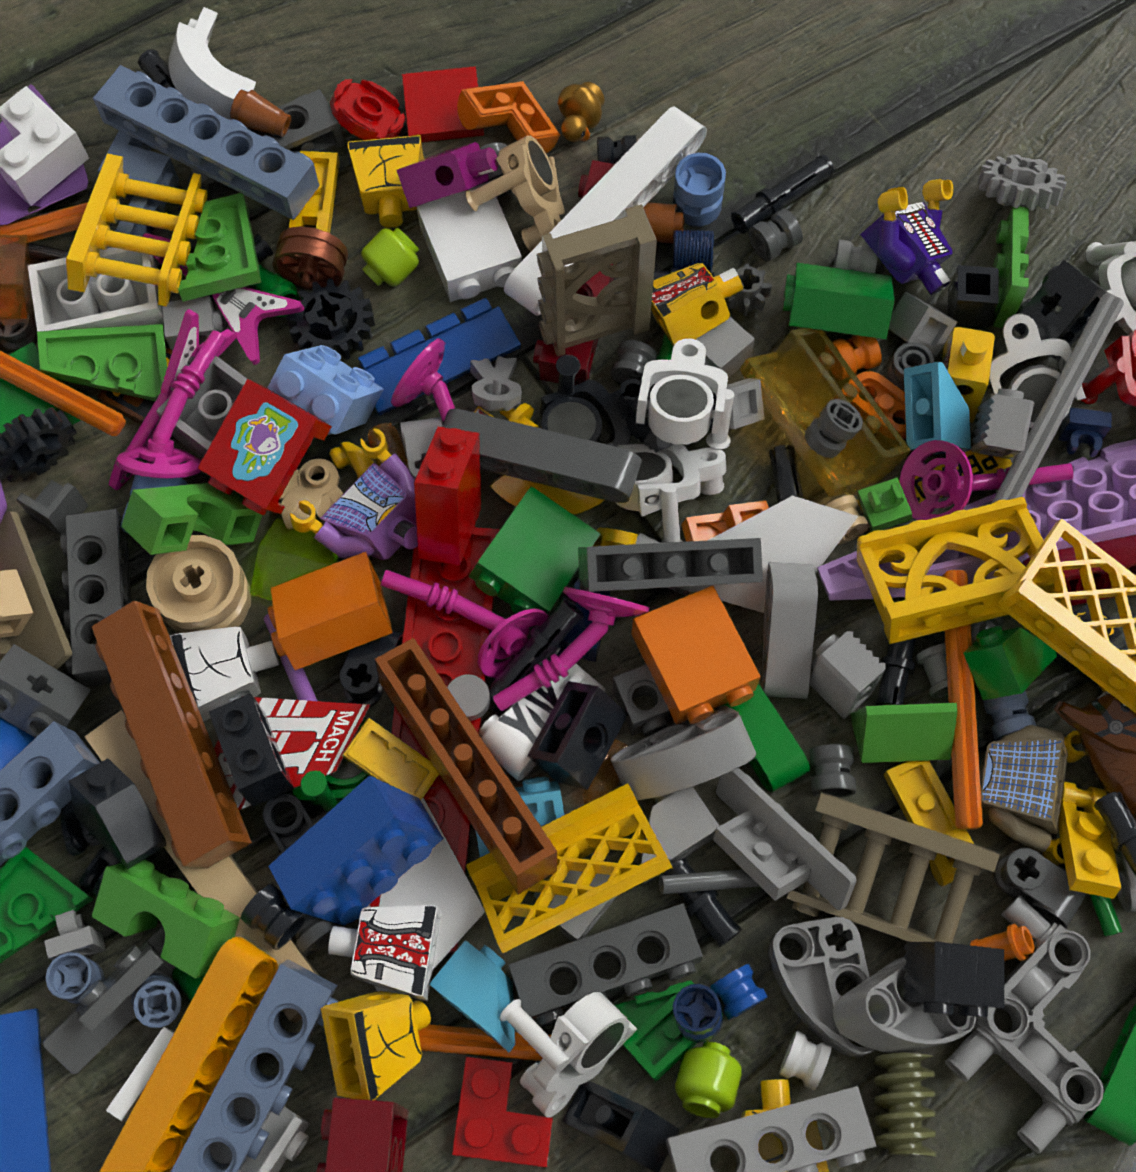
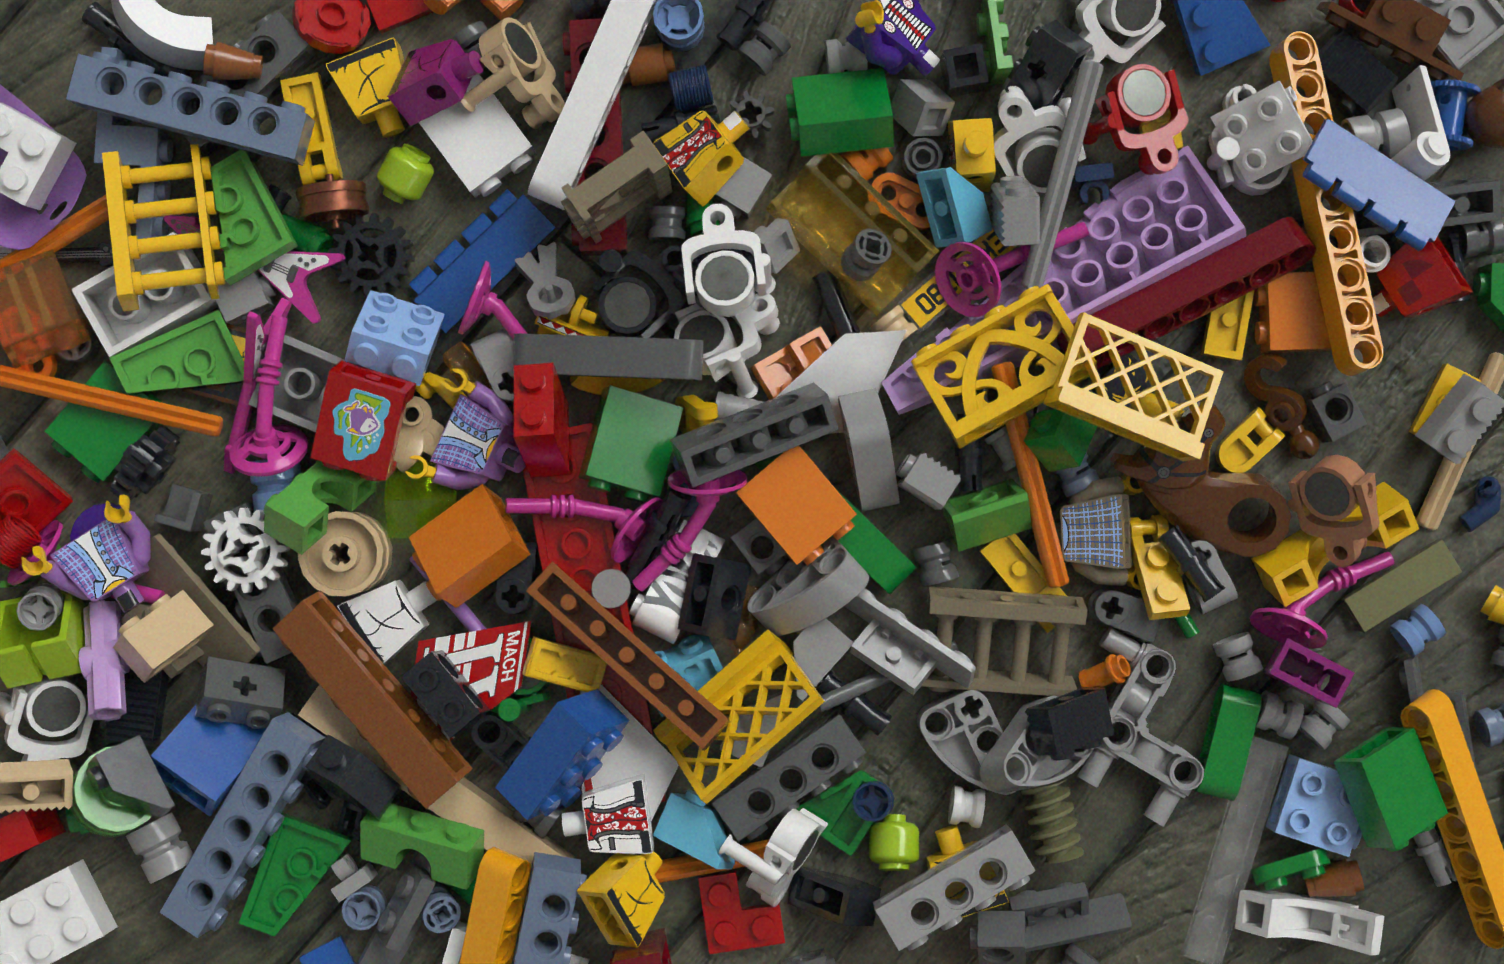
camera: 20 degrees left, 20 degrees up
(91, 544) = (251, 564): none -> white gear
(272, 915) = (510, 824): black wheel -> none
(738, 992) = (901, 768): blue wheel -> none
(884, 505) = (927, 306): bright green tile -> none

